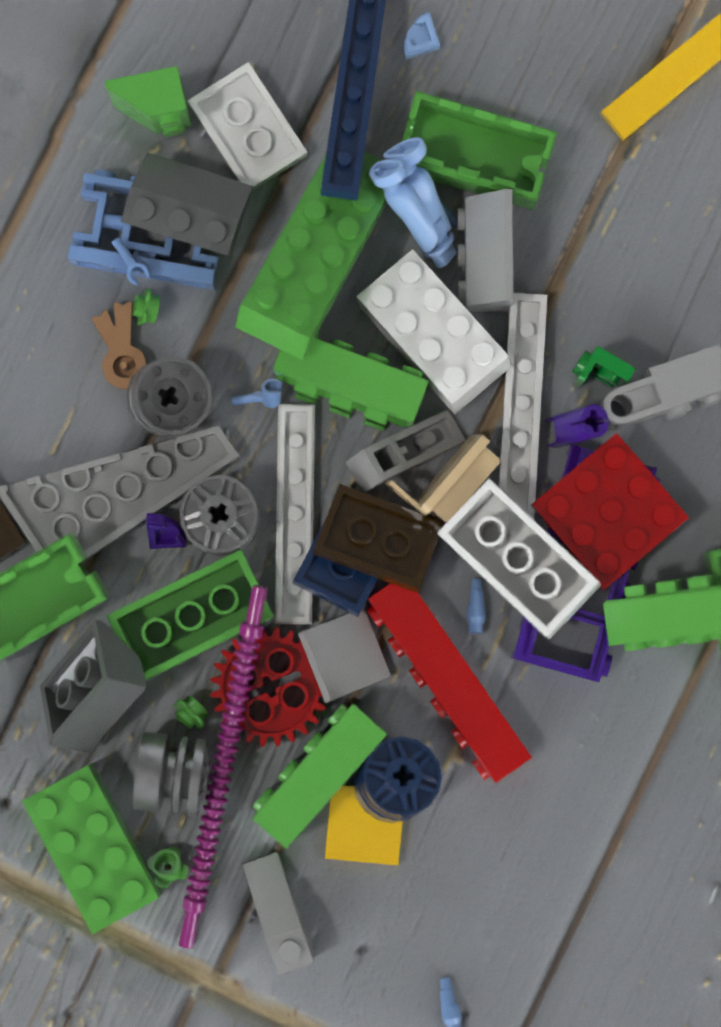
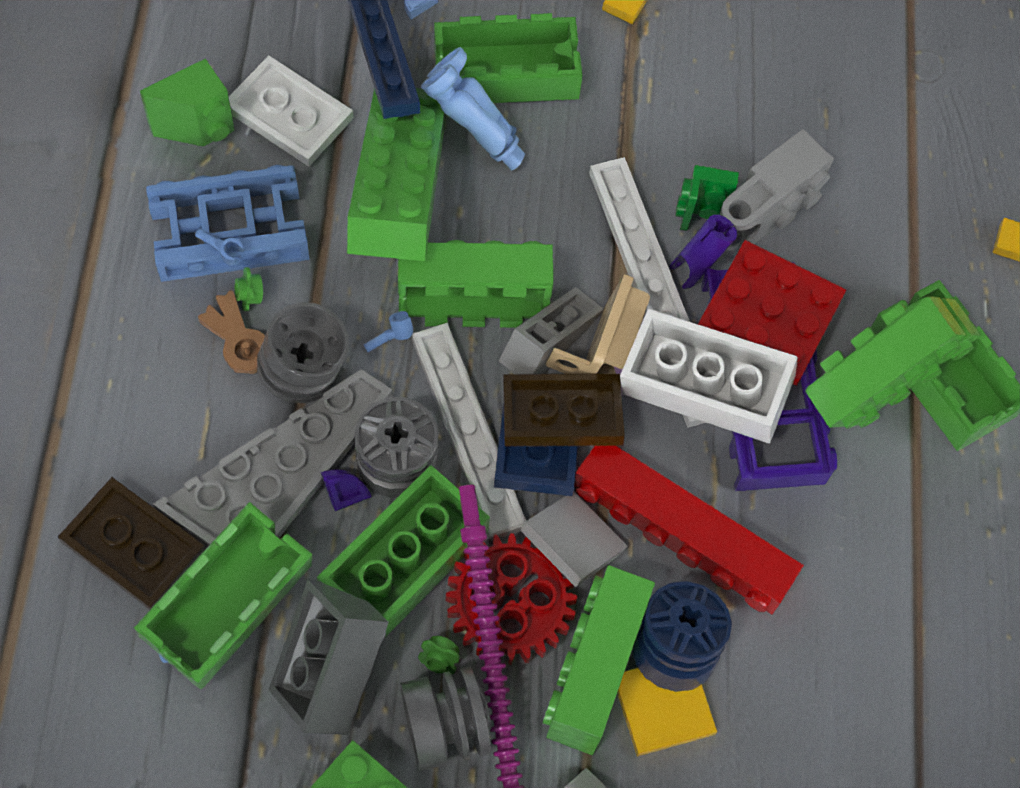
camera: 25 degrees left, 20 degrees down
(187, 204) = (257, 180): dark grey slope -> none
(433, 331) = (525, 205): white brick -> none
(476, 609) = (682, 454): medium blue piece -> none
(486, 252) = (556, 136): light grey slope -> none

